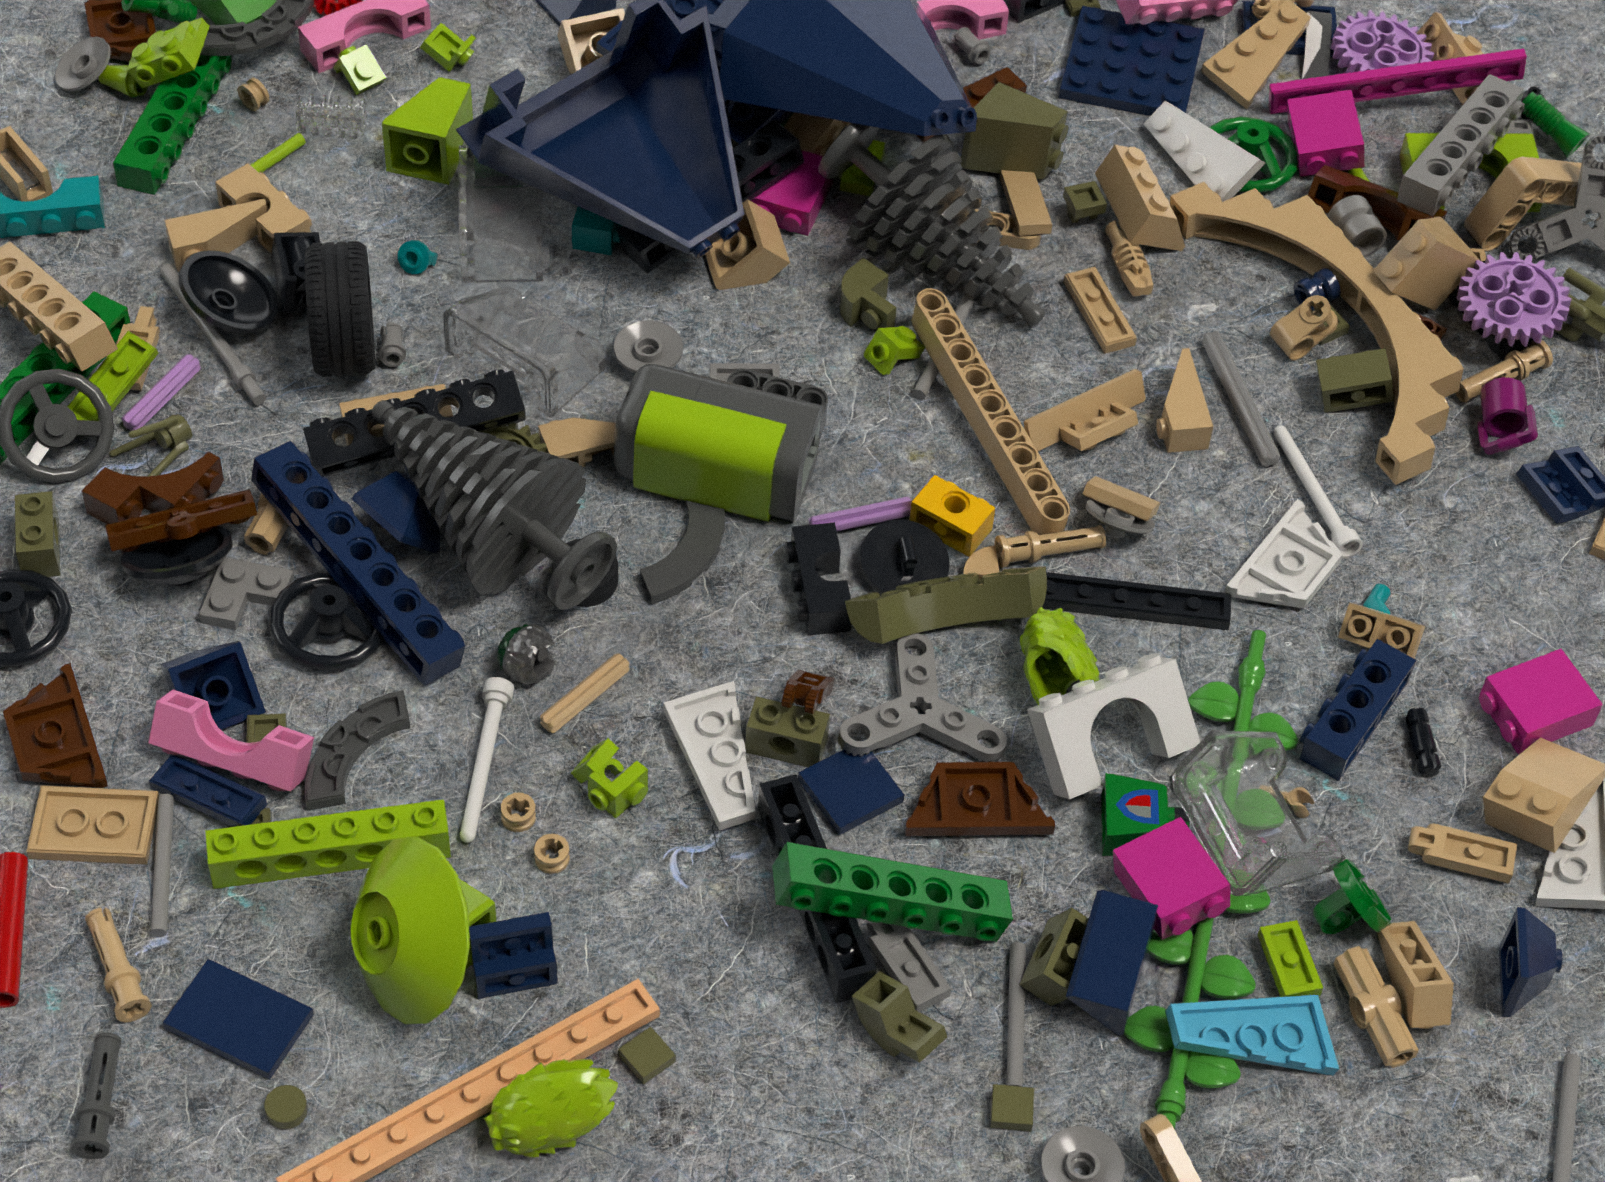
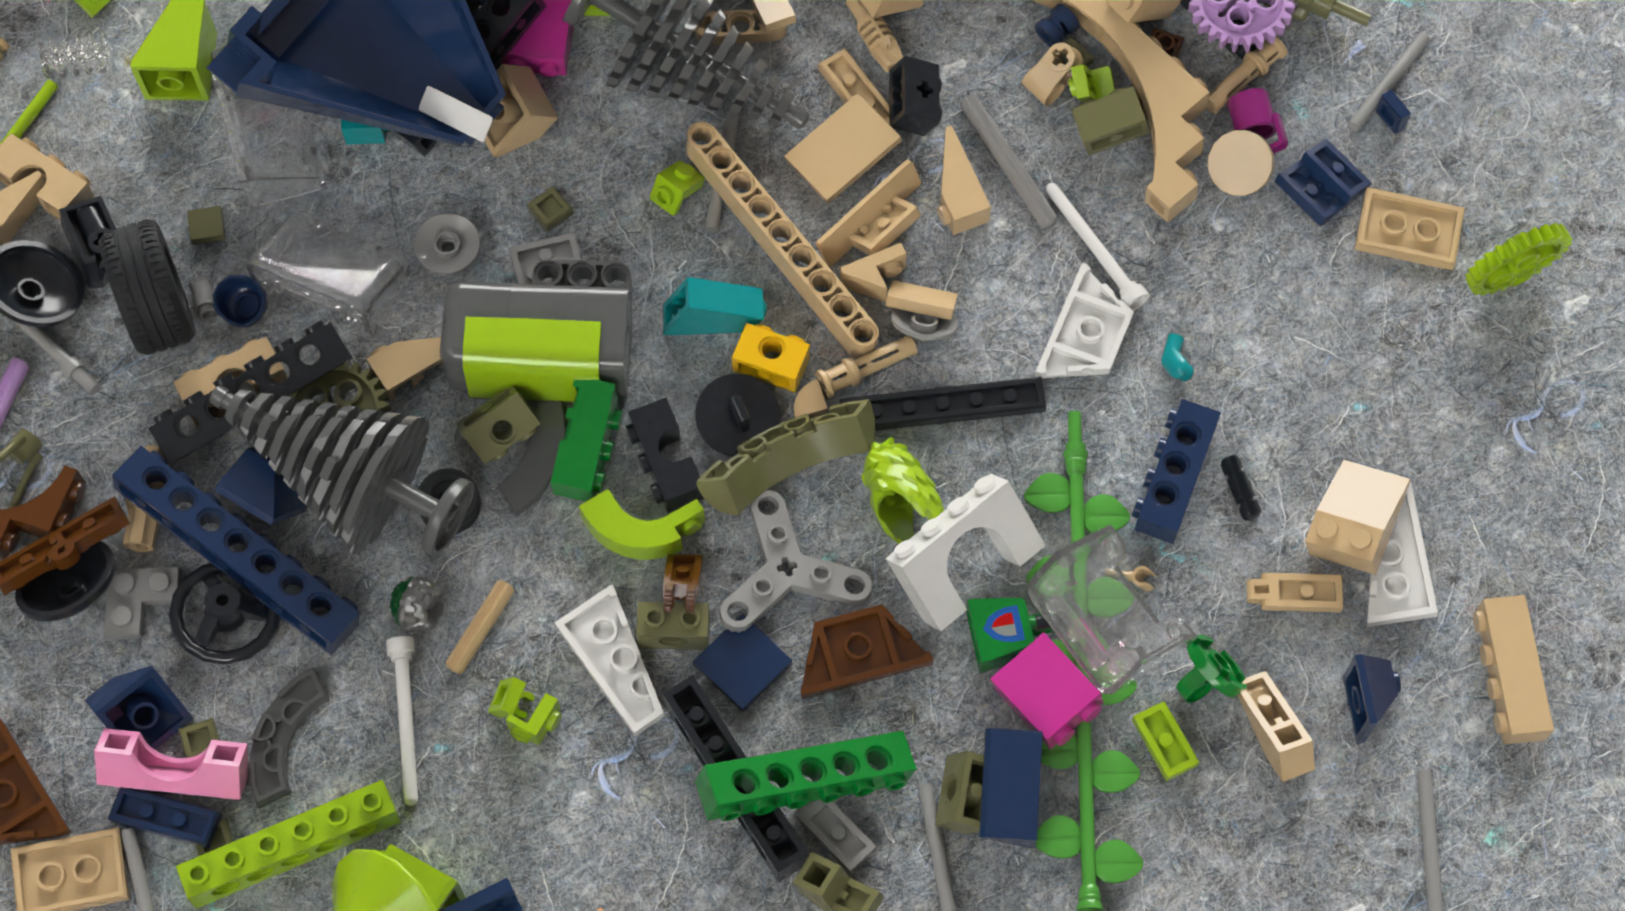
camera: 10 degrees left, 15 degrees up
(413, 285) = (206, 225): none -> olive tile
(415, 257) = (200, 194): teal plate -> none
(427, 351) = (240, 301): none -> dark blue hair
(521, 802) = (450, 753): tan bush -> none
(548, 864) = (480, 798): tan bush -> none
(635, 507) = (506, 406): none -> olive brick
(689, 221) = (455, 113): none -> white sticker
(744, 545) = (587, 441): none -> green wedge
(760, 343) = (550, 209): none -> olive tile
(774, 646) = (639, 537): none -> lime arch
(865, 296) = (633, 139): olive brick -> none
(866, 514) = (687, 376): lavender axle -> none
(901, 456) = (712, 308): none -> teal slope
(1072, 350) = (843, 148): none -> tan tile
(1074, 461) = (867, 274): none -> tan slope
(1157, 318) = (914, 96): none -> black brick
(1259, 1030) = (1156, 818): medium azure wing -> none
(1337, 343) = (1091, 84): none -> lime bracket
(1367, 625) = (1180, 382): tan slope -> none
(1376, 1007) = (1247, 767): tan piece -> none
(1484, 445) = (1240, 163): none -> tan tile
(1539, 700) = (1336, 422): dark pink brick -> none

